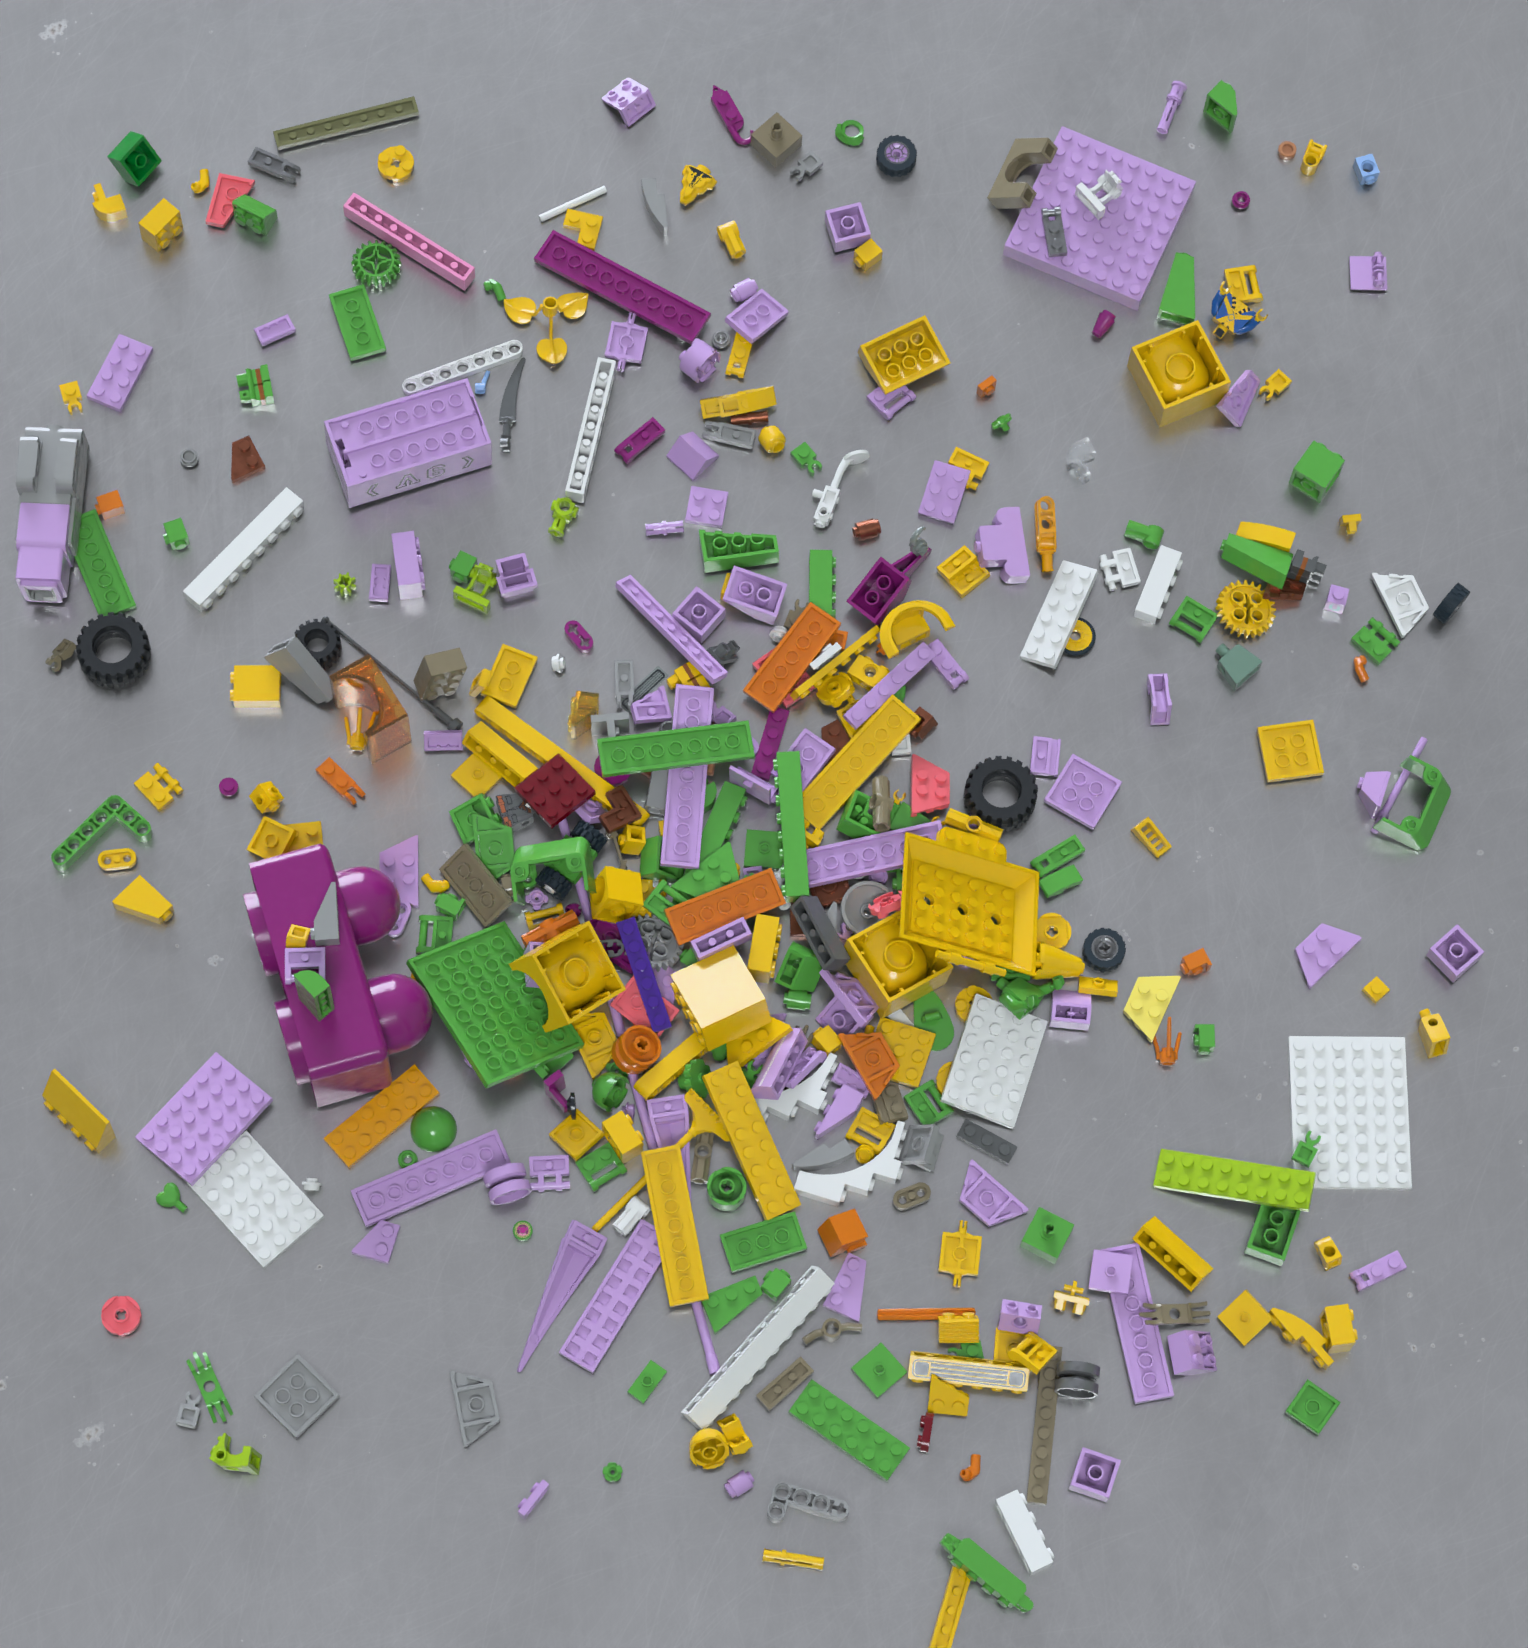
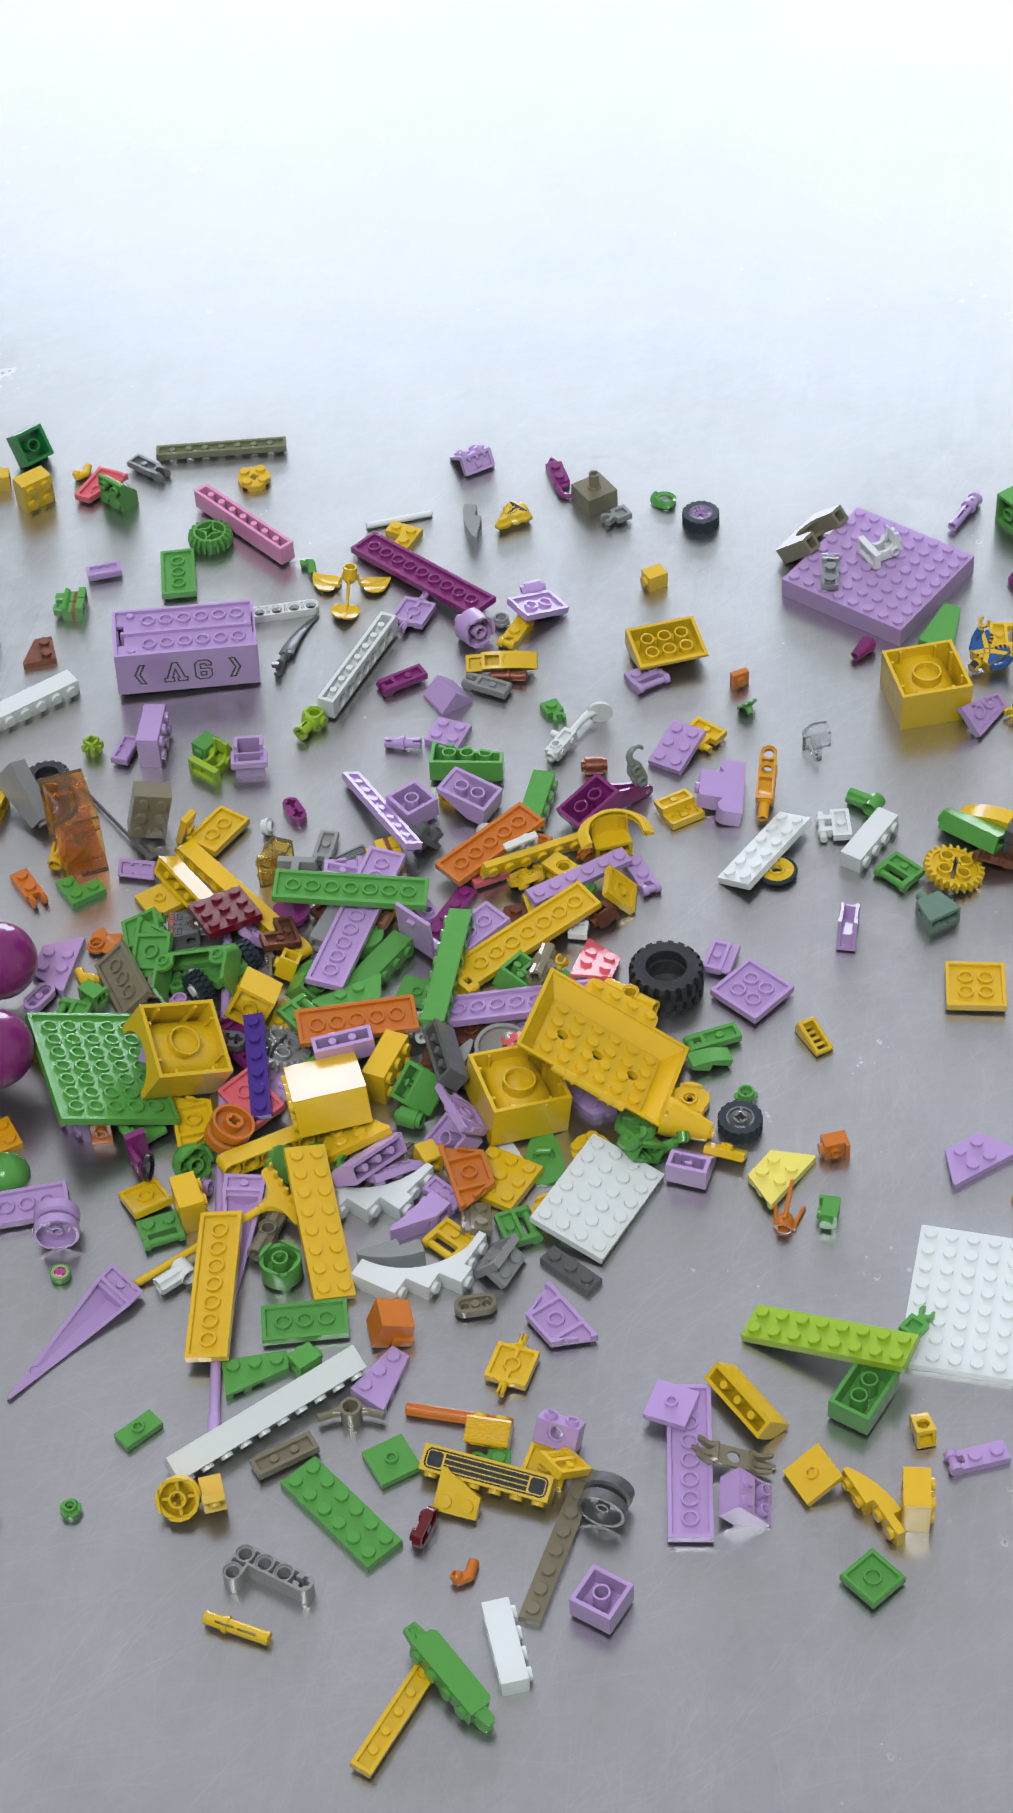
camera: 20 degrees right, 25 degrees down
(392, 780) = (77, 894): none -> bright green plate
(441, 835) = (103, 942): none -> orange plate
(480, 388) = (271, 628): light blue hand -> none
(549, 1167) = (107, 1221): lavender plate -> none
(614, 1299) = (128, 1349): lavender plate -> none
(730, 236) = (532, 553): yellow piece -> none
(739, 1483) = (202, 1542): lavender brick -> none
(772, 439) = (524, 691): yellow head -> none
(847, 226) = (639, 553): lavender brick -> none
(864, 1153) = (436, 1256): yellow plate -> none
(931, 692) = (619, 890): none -> yellow plate
(1047, 1235) = (611, 1361): bright green brick -> none
(1079, 1301) = (630, 1430): yellow hips -> none
(1100, 910) = (746, 1093): none -> bright green plate

